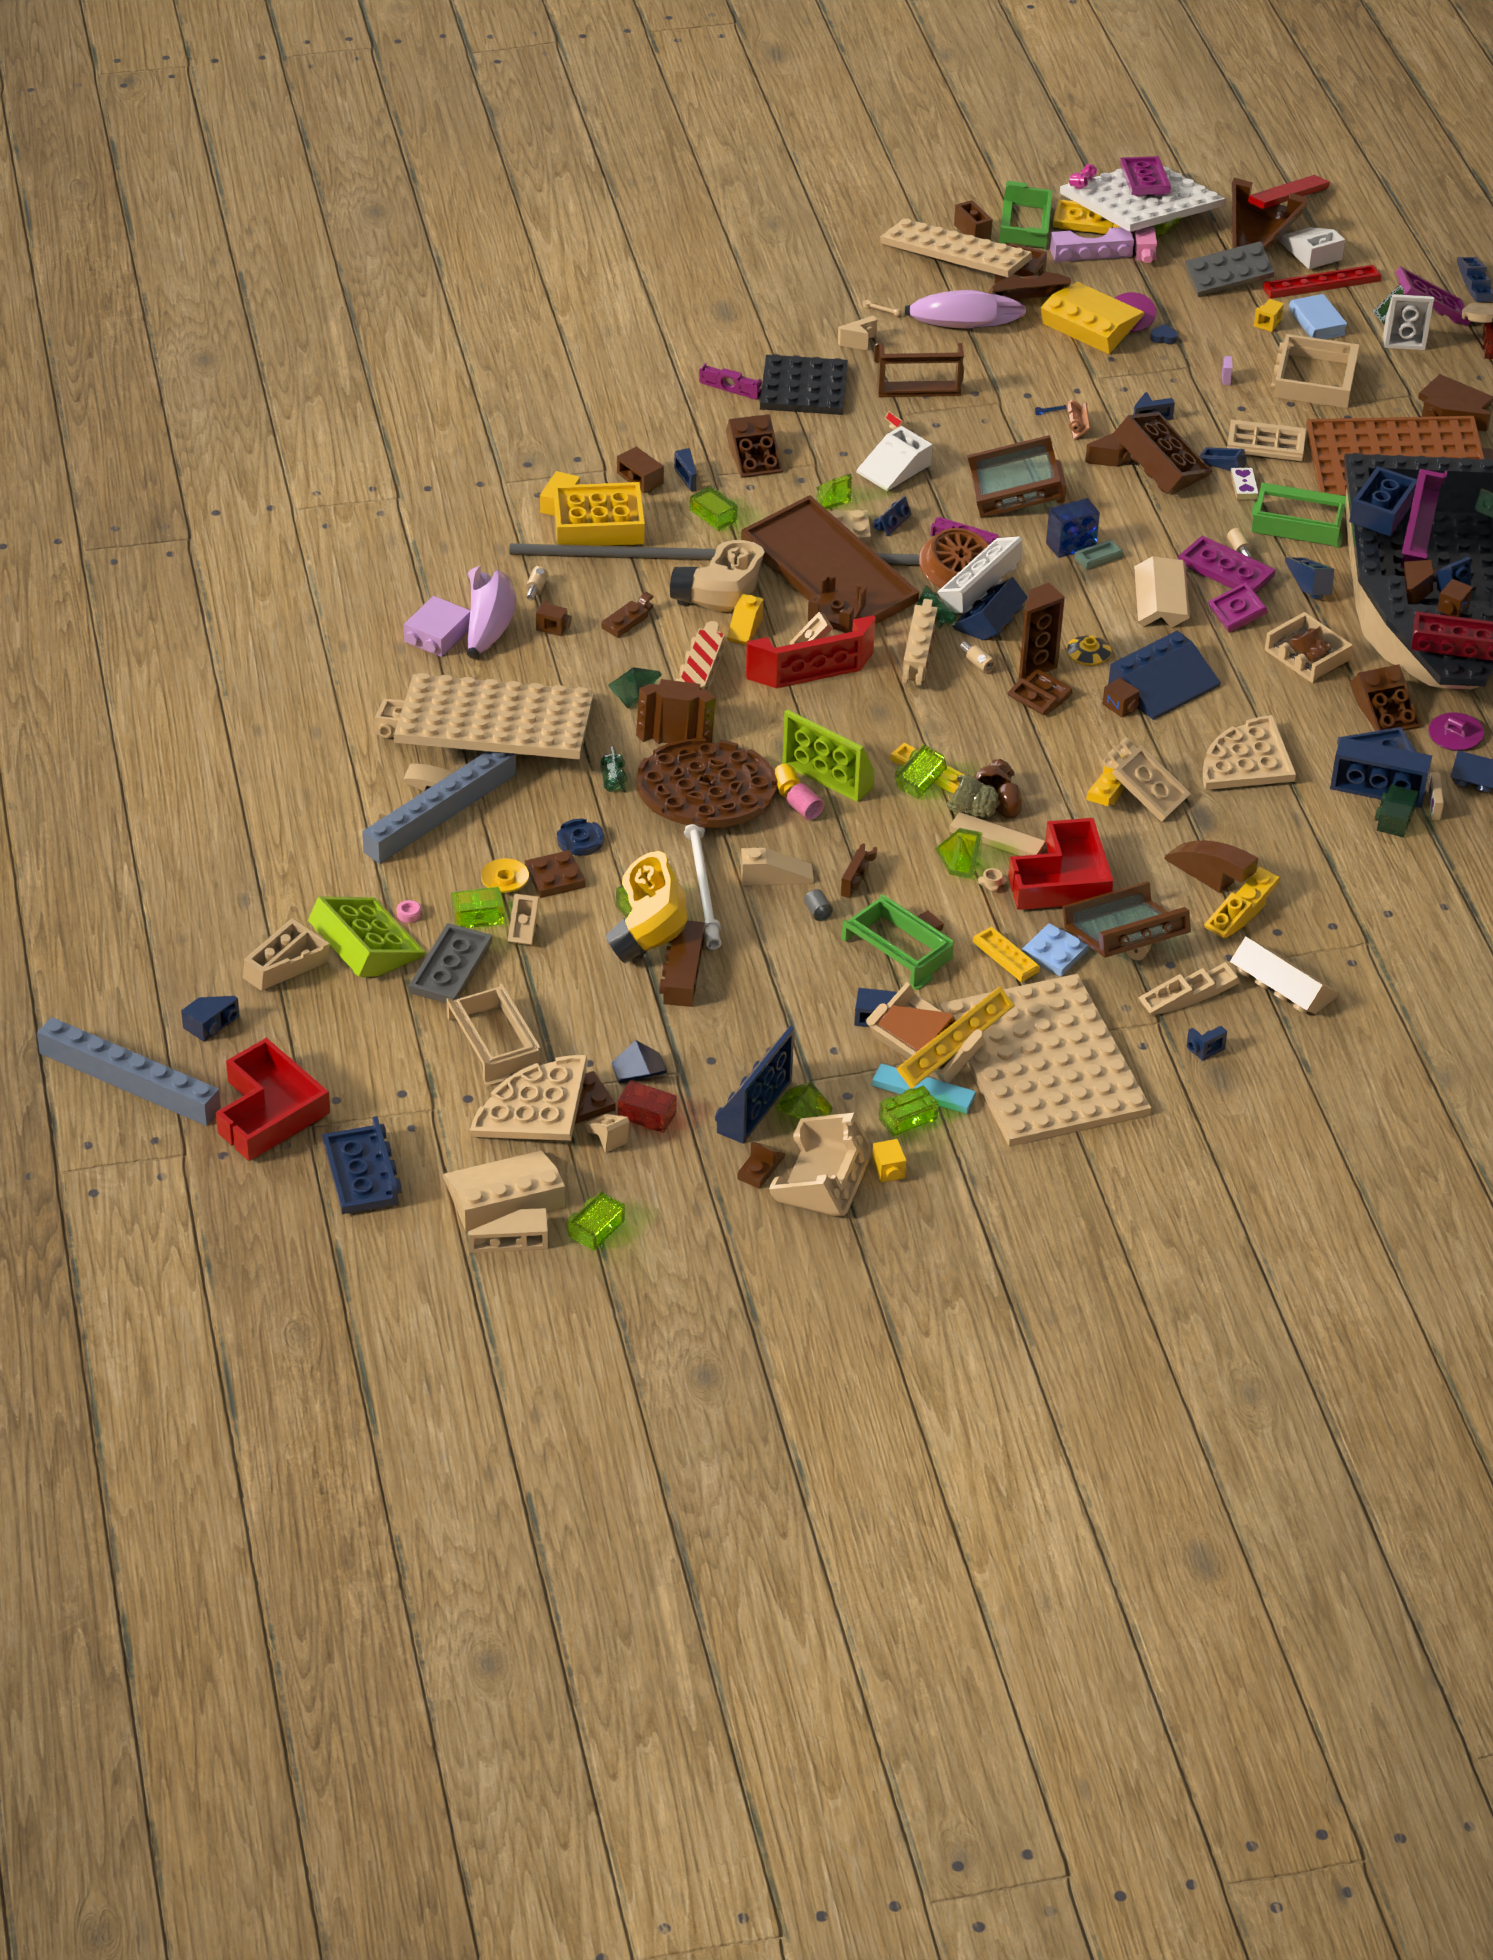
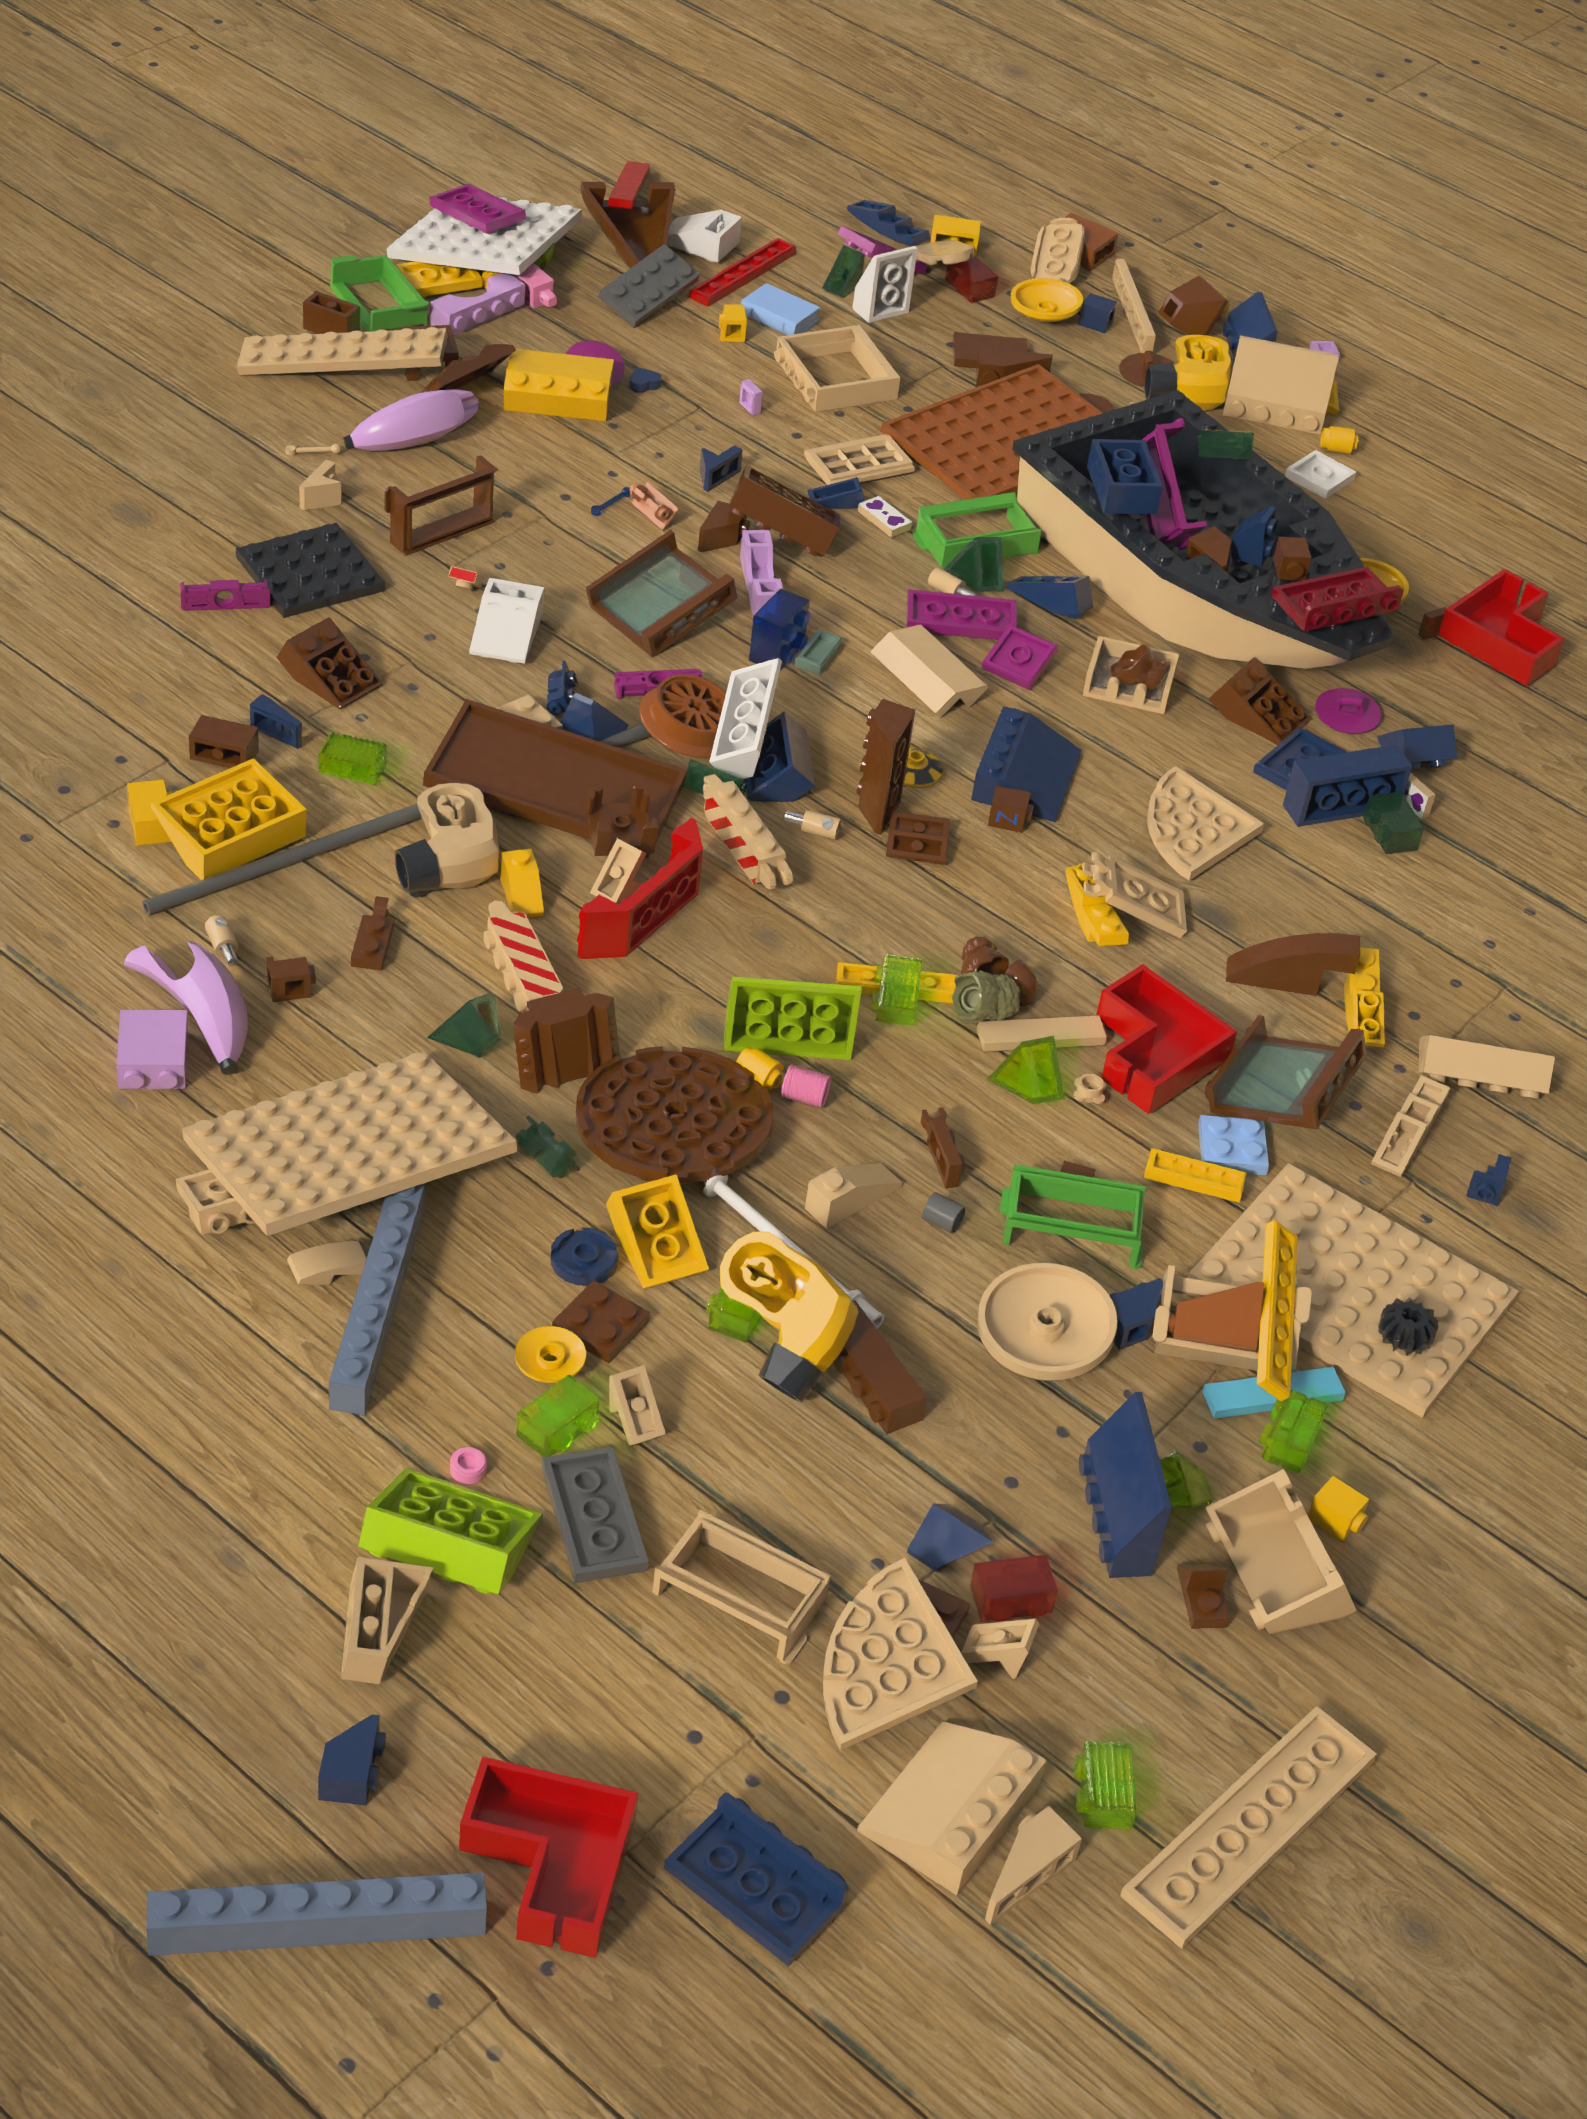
camera: 40 degrees left, 0 degrees up
(629, 835) = (657, 1231): none -> yellow slope
(659, 1278) = (1247, 1826): none -> tan plate
(812, 985) = (1047, 1321): none -> tan dish
(835, 492) = (470, 683): clear neon green slope -> none
(888, 539) = (591, 719): none -> dark blue slope
(1038, 1086) = (1408, 1326): none -> black gear
(1081, 179) = (412, 233): dark pink bar -> none
(1109, 483) = (757, 567): none -> lavender arch
(1275, 538) = (980, 565): none -> clear green slope

